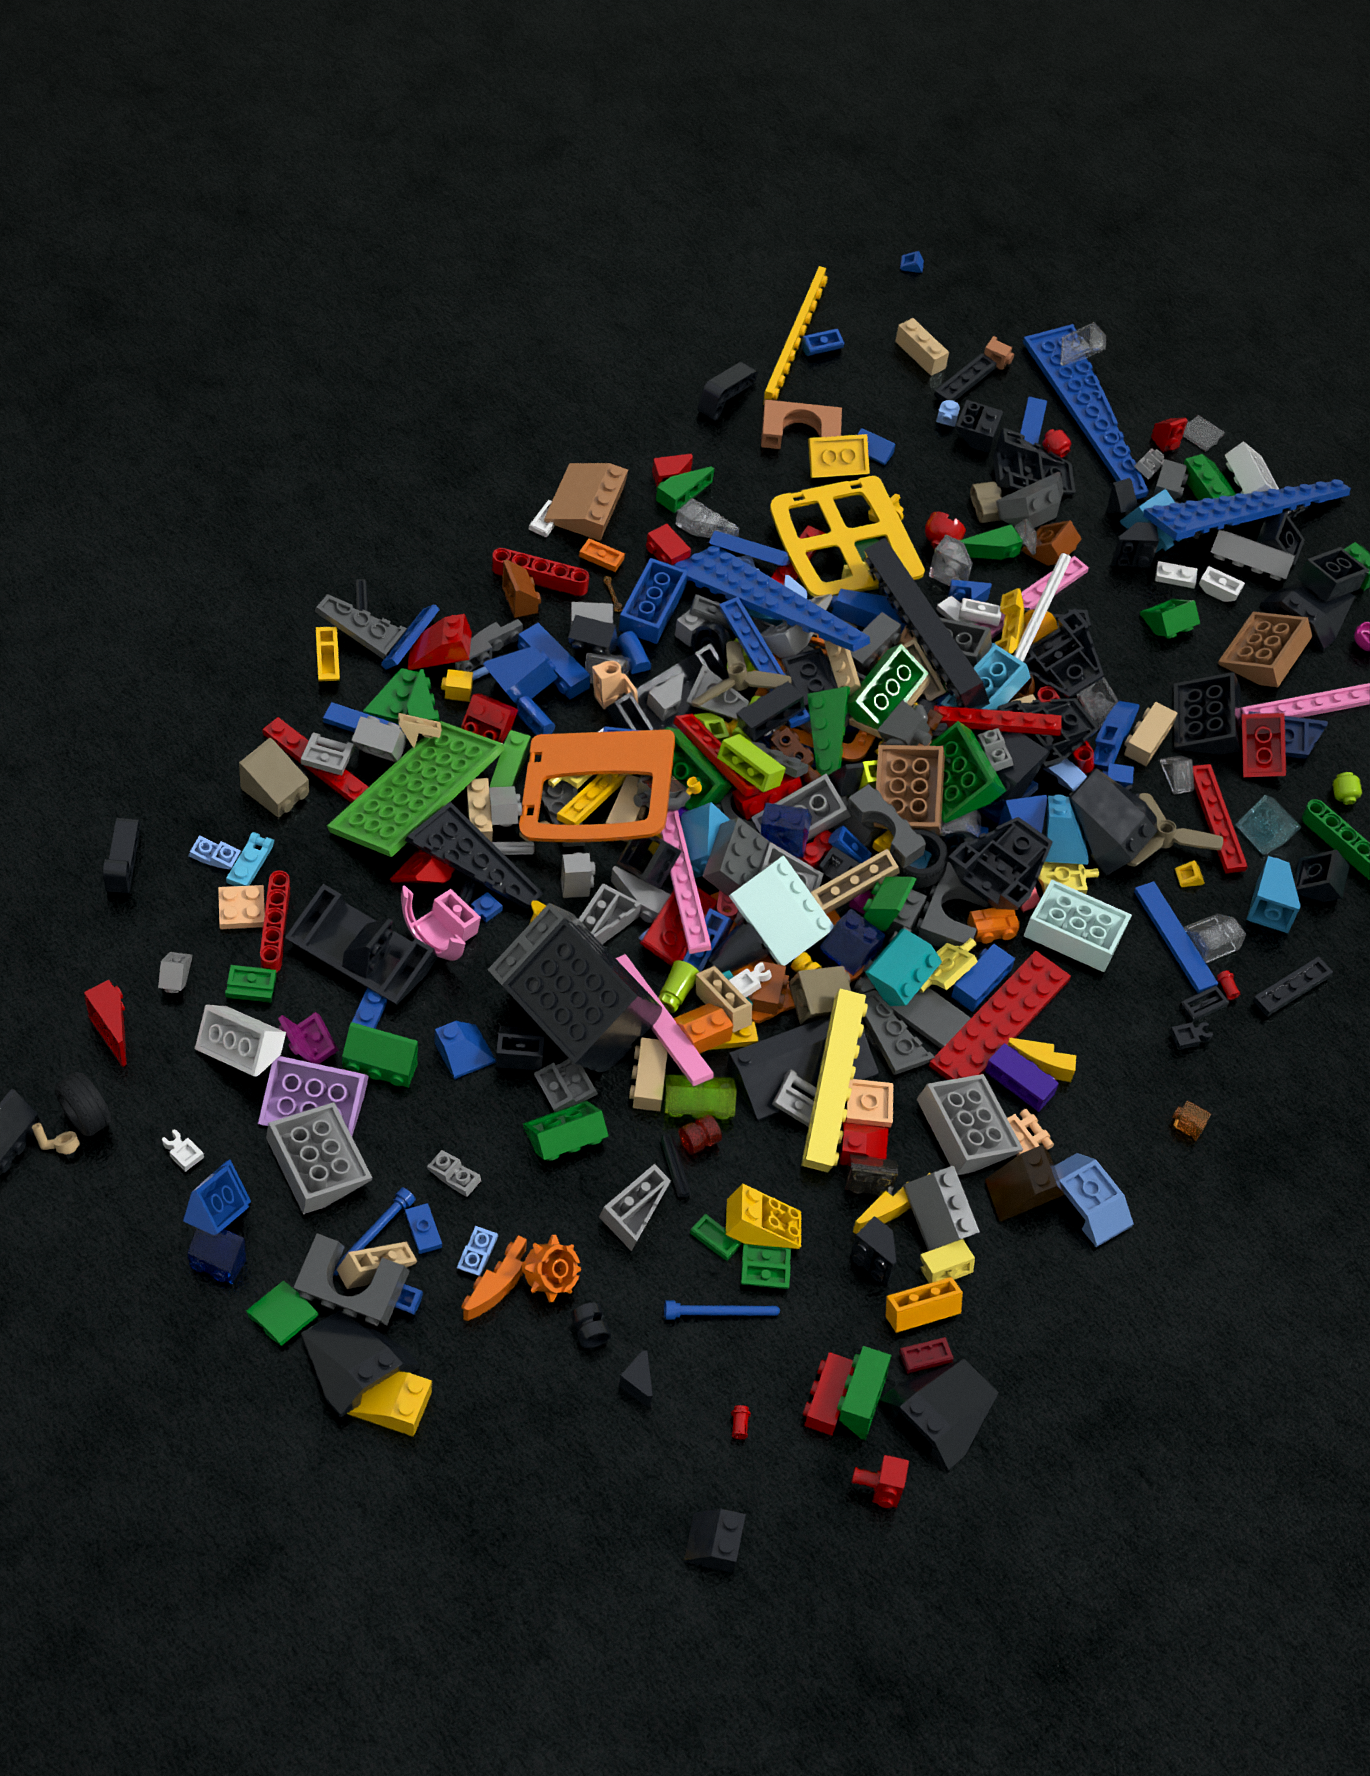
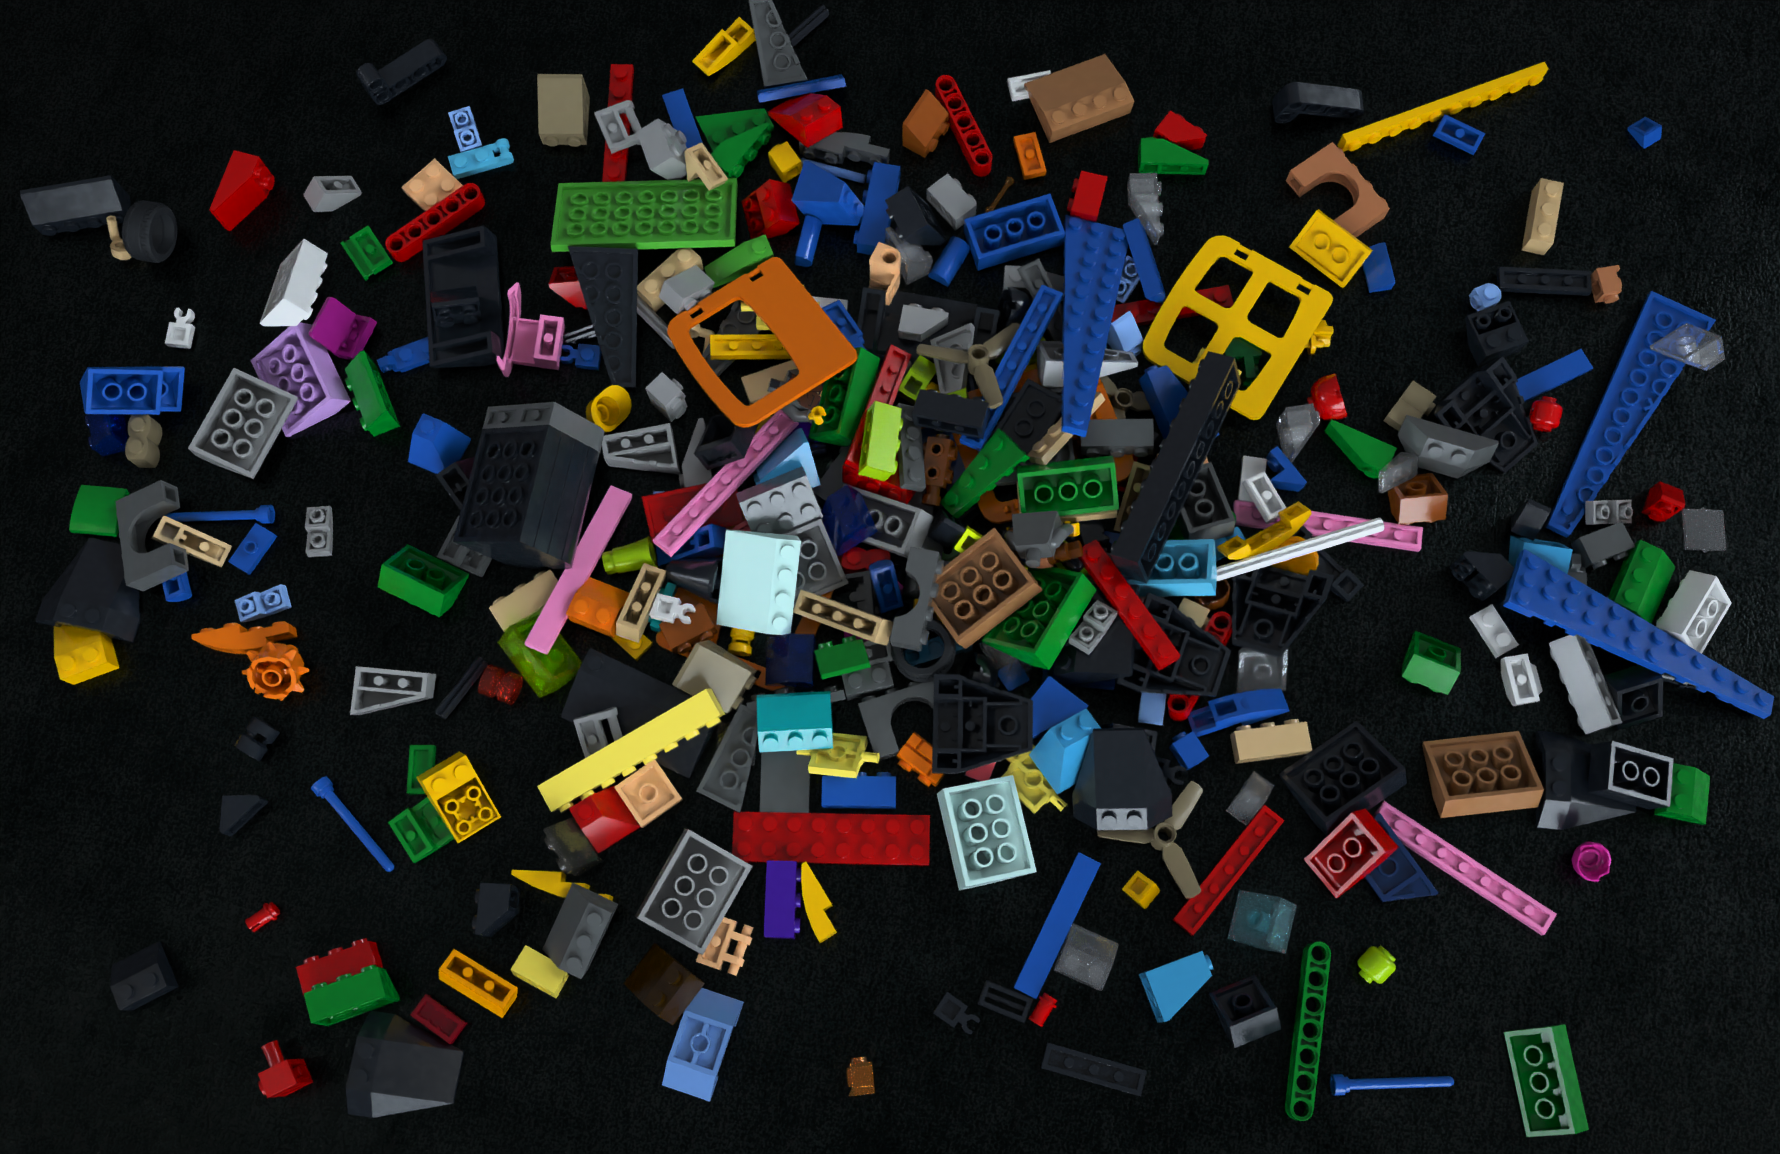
camera: 60 degrees right, 20 degrees up
(257, 1238) = (143, 441): none -> dark tan brick

